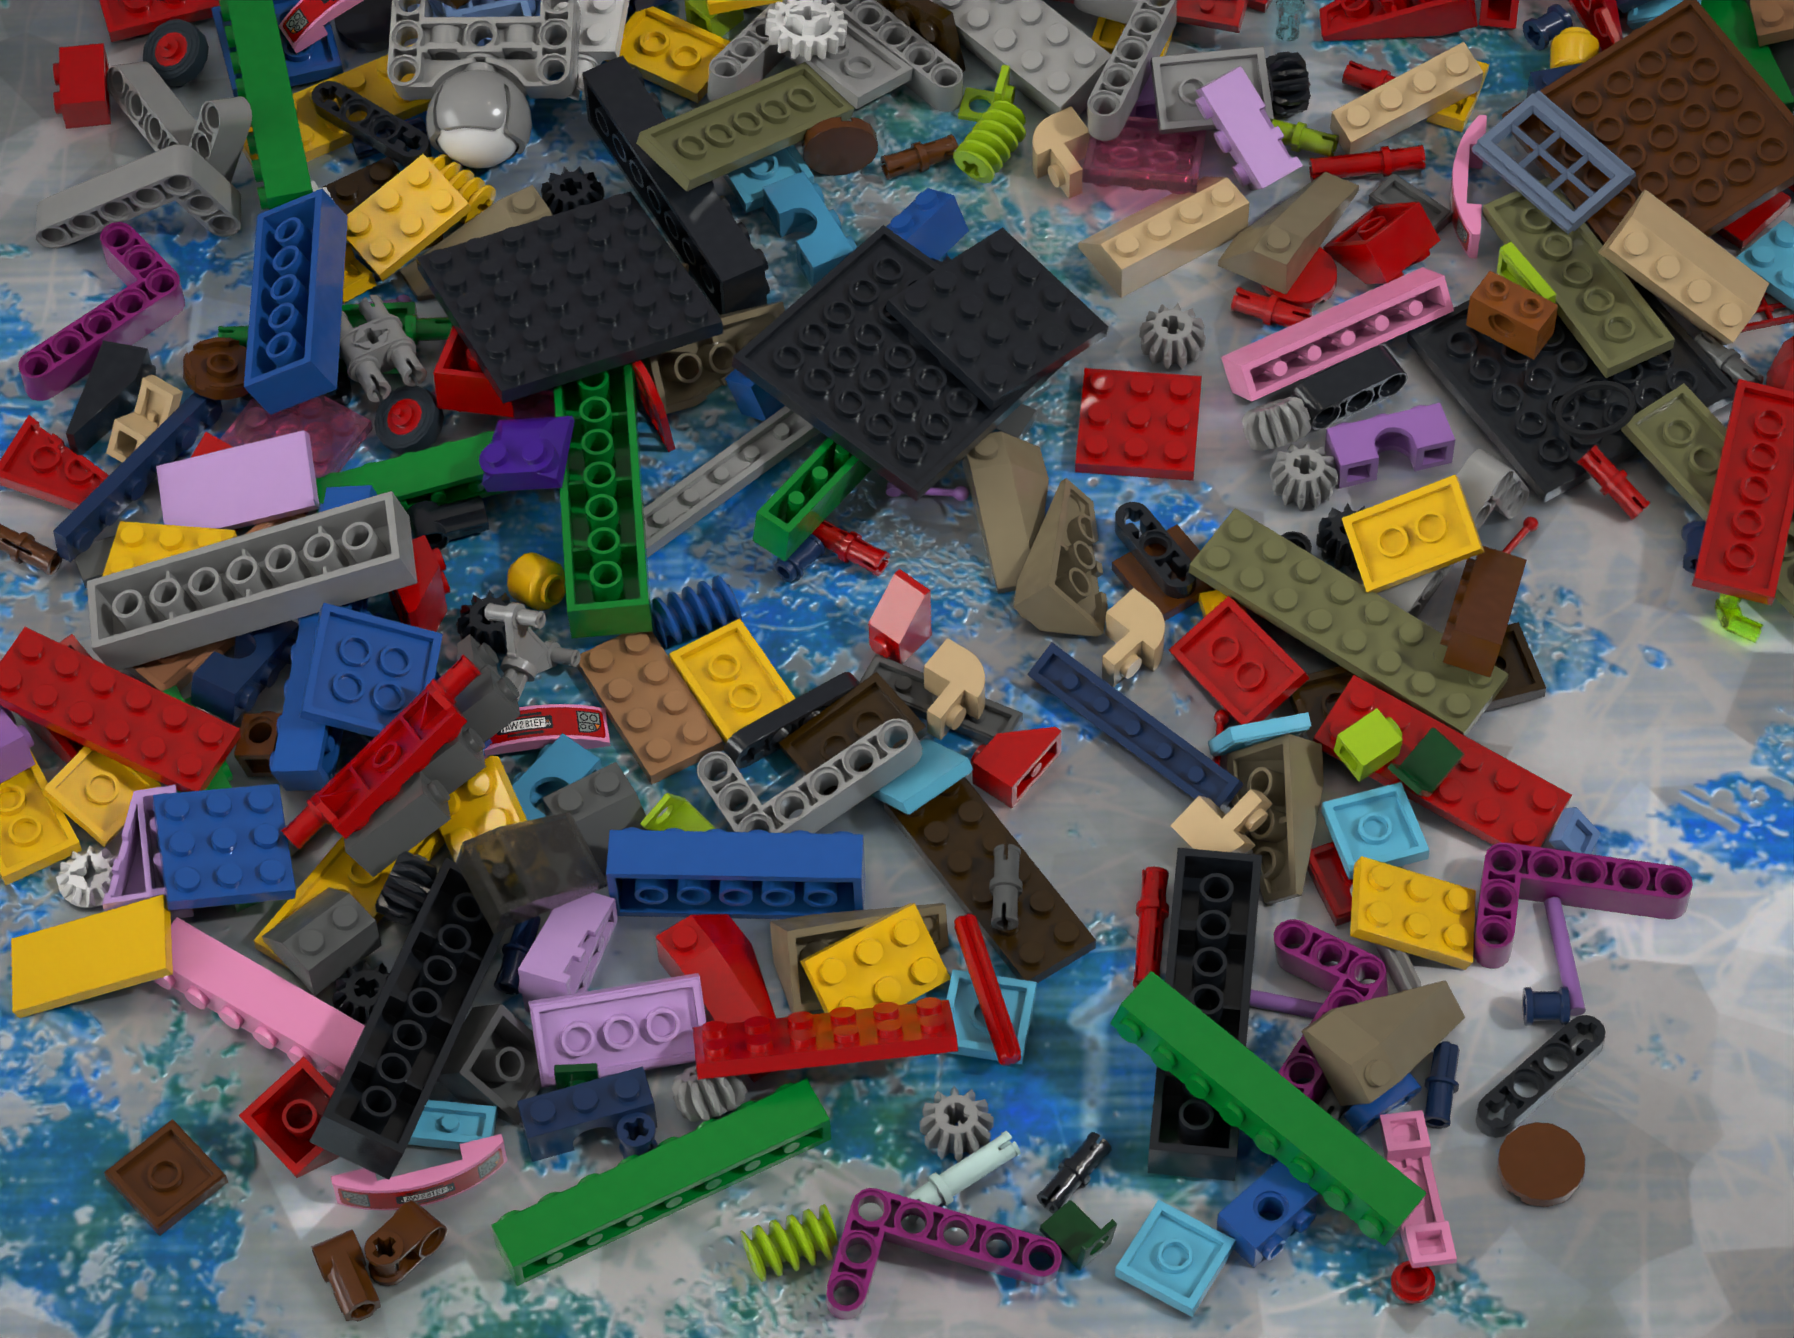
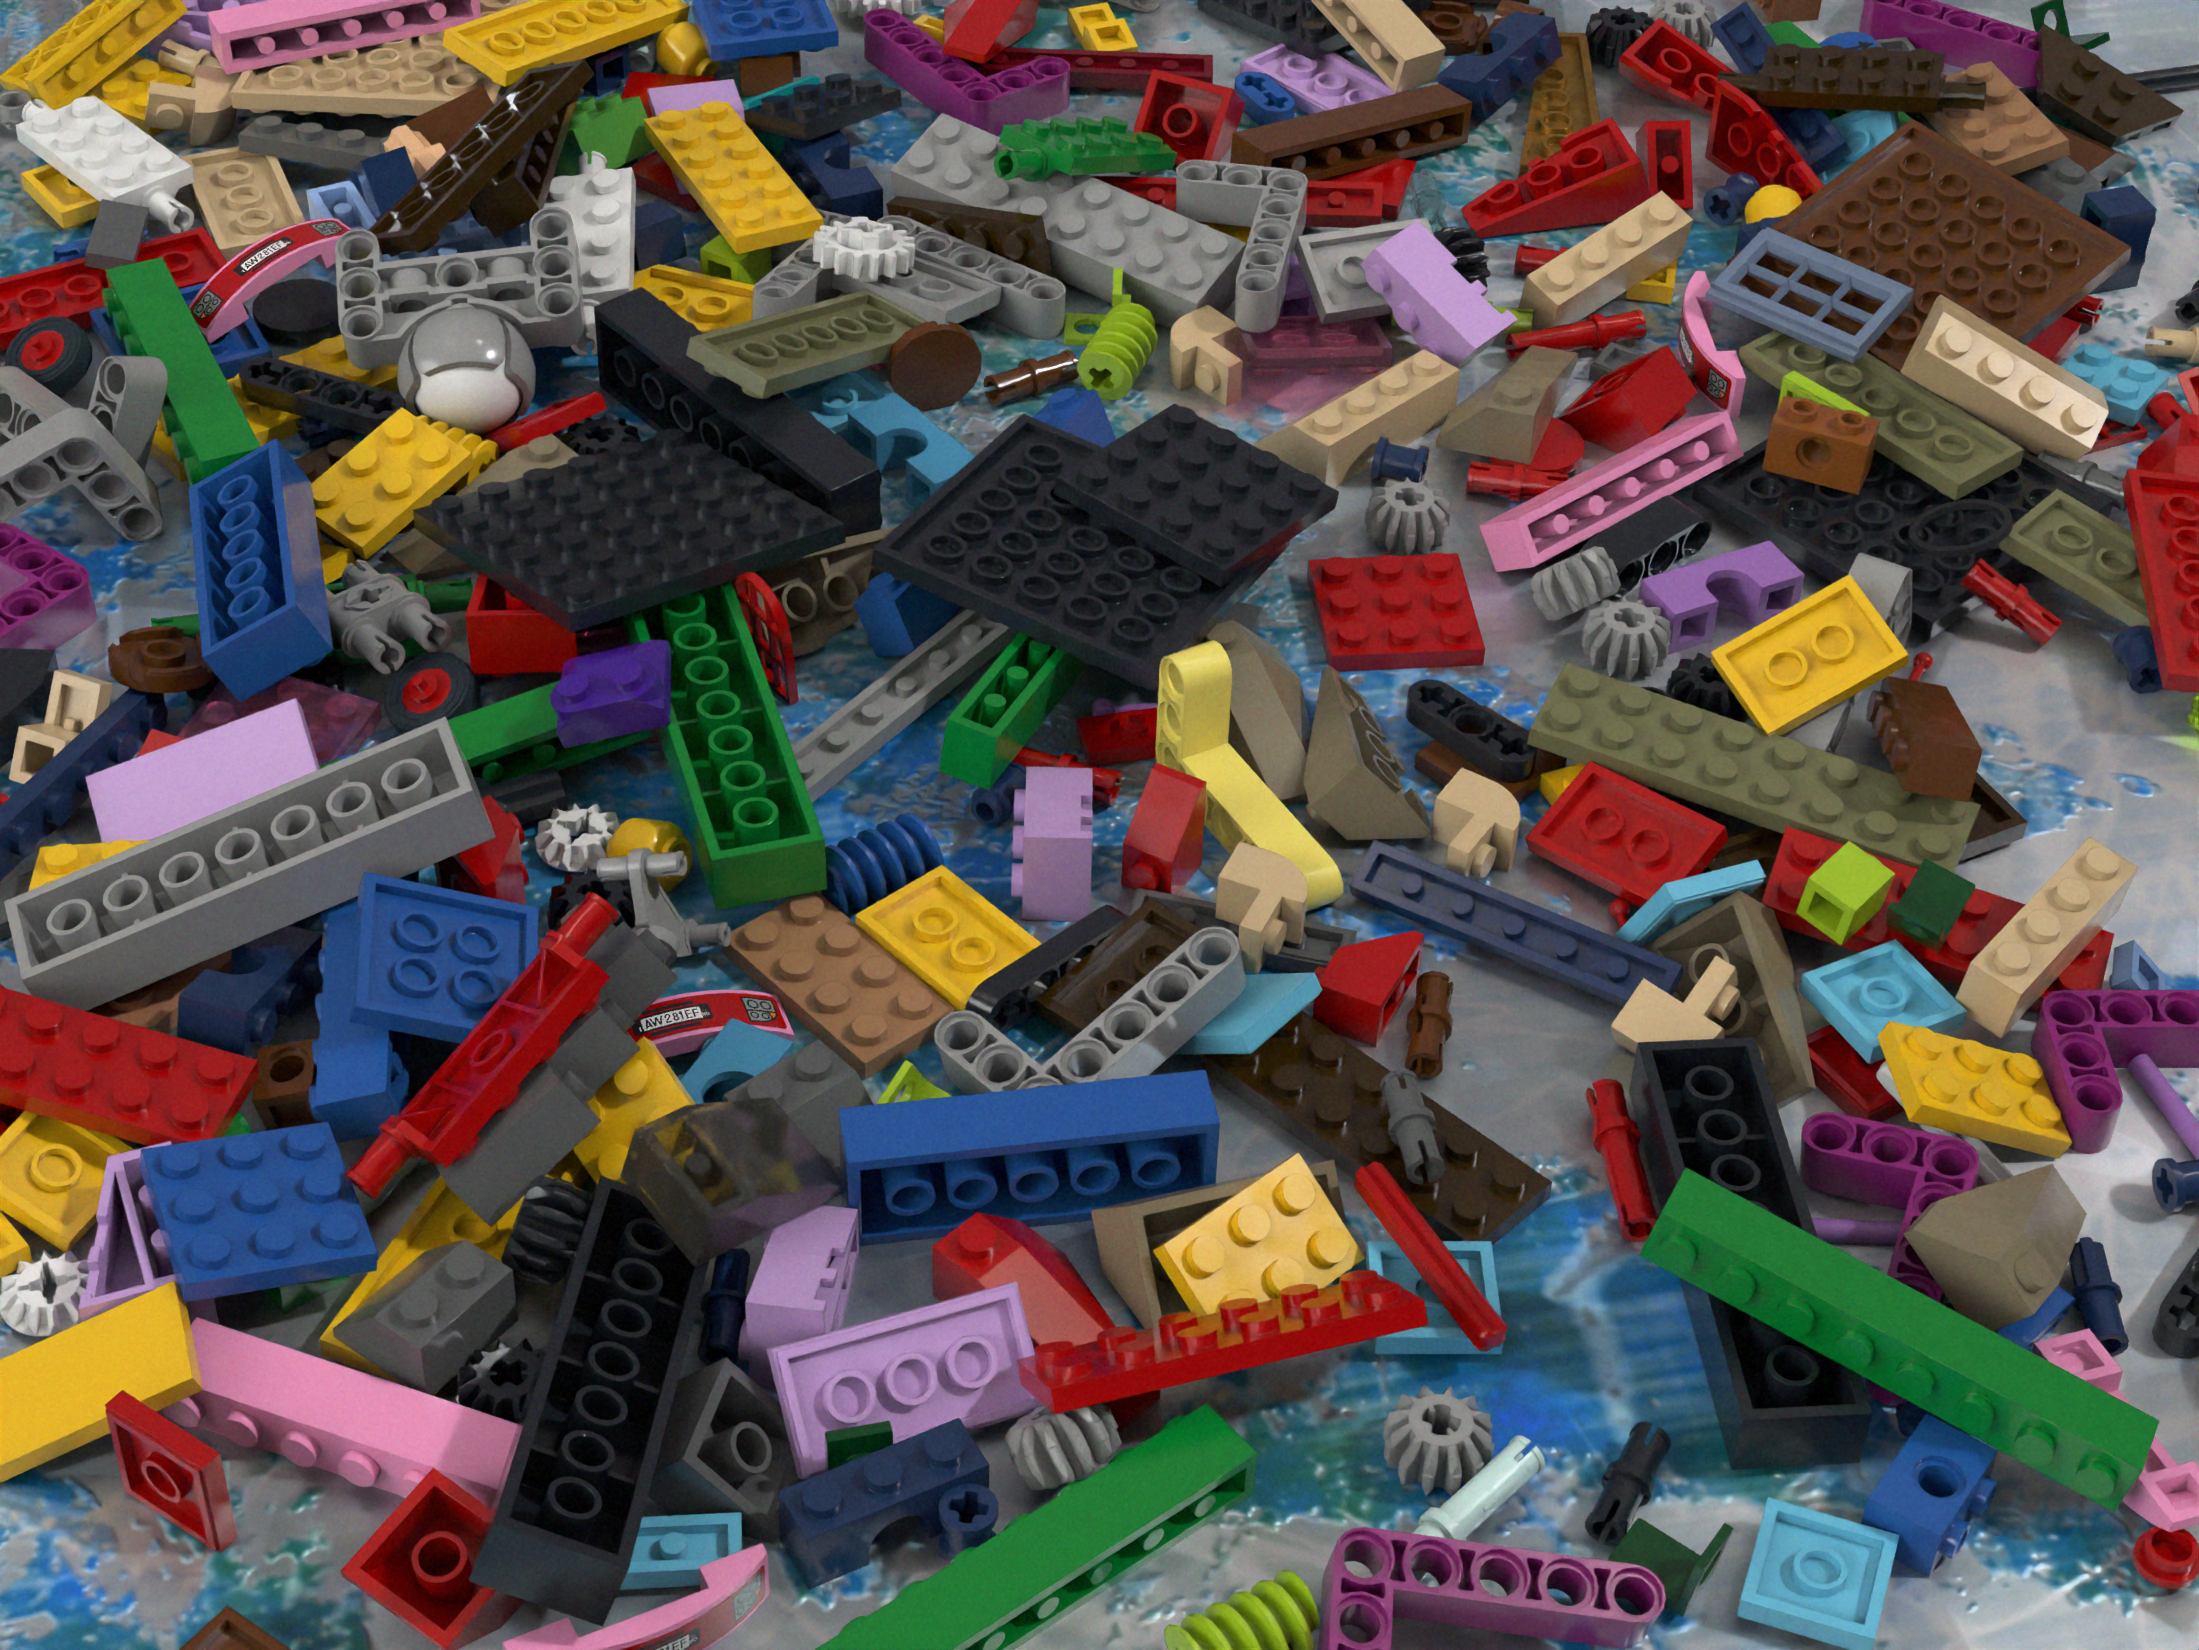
camera: 15 degrees left, 15 degrees down
(147, 1027) = (171, 1471): none -> red tile
(495, 569) = (555, 834): none -> white gear
(531, 167) = (547, 421): none -> red tile
(824, 609) = (1053, 844): none -> lavender wedge
(906, 517) = (1118, 737): none -> red plate
(961, 580) = (1238, 804): none -> light yellow beam
(1051, 799) = (1429, 1024): none -> reddish brown pin
(1183, 280) = (1399, 462): none -> dark blue bush
(1504, 799) = (2045, 936): none -> tan brick

